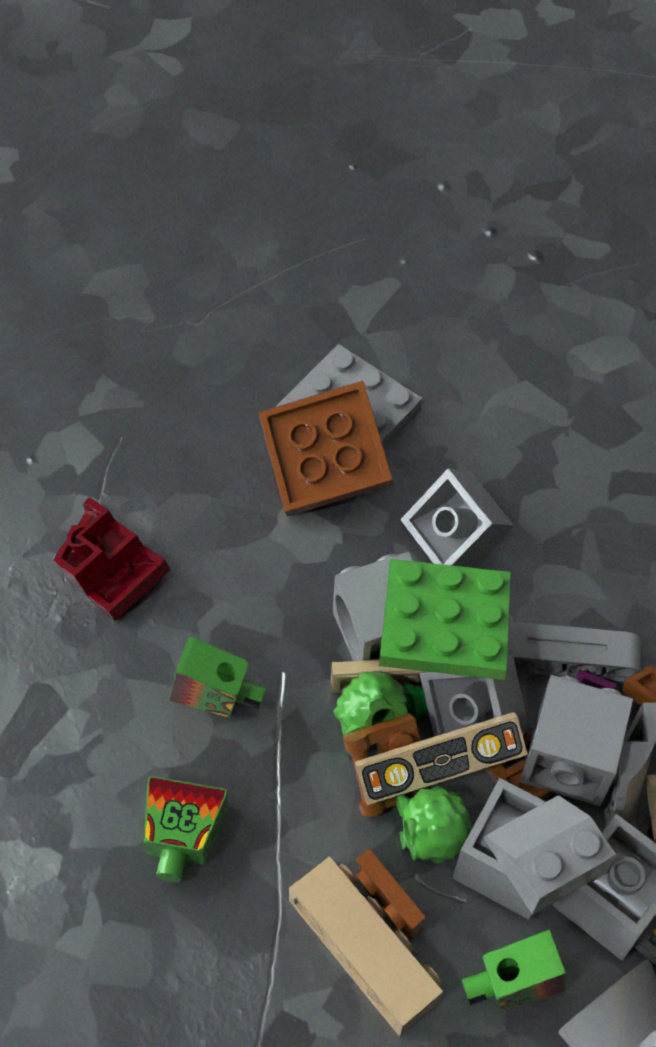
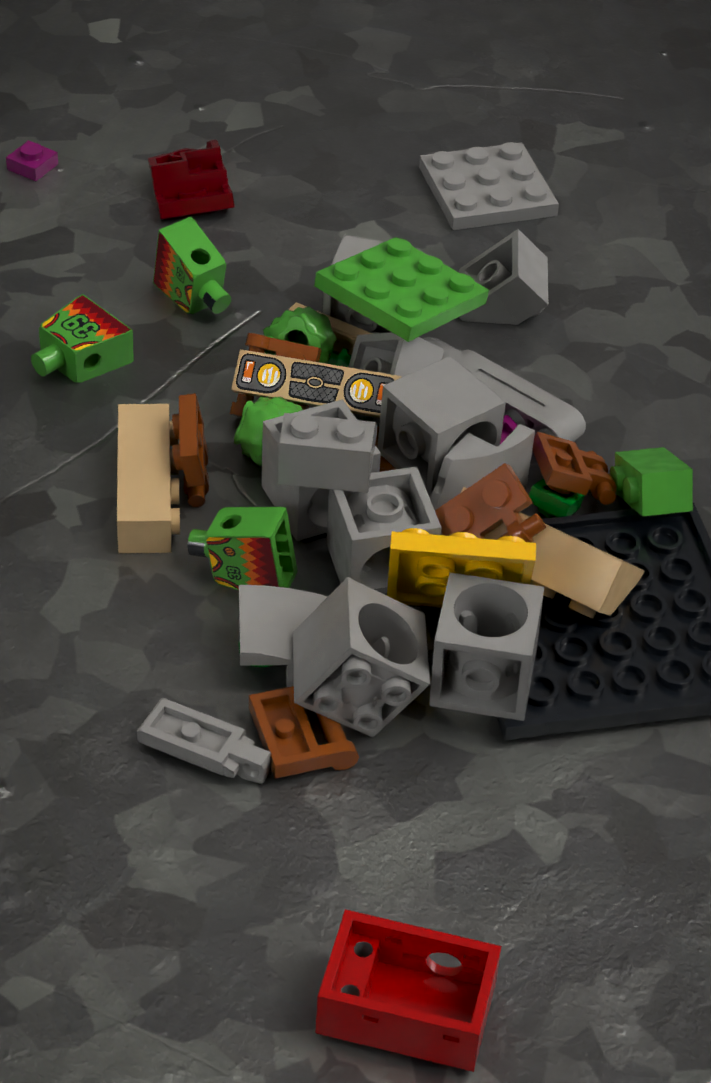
camera: 35 degrees right, 15 degrees down
(325, 448) = (434, 187): dark orange plate -> none

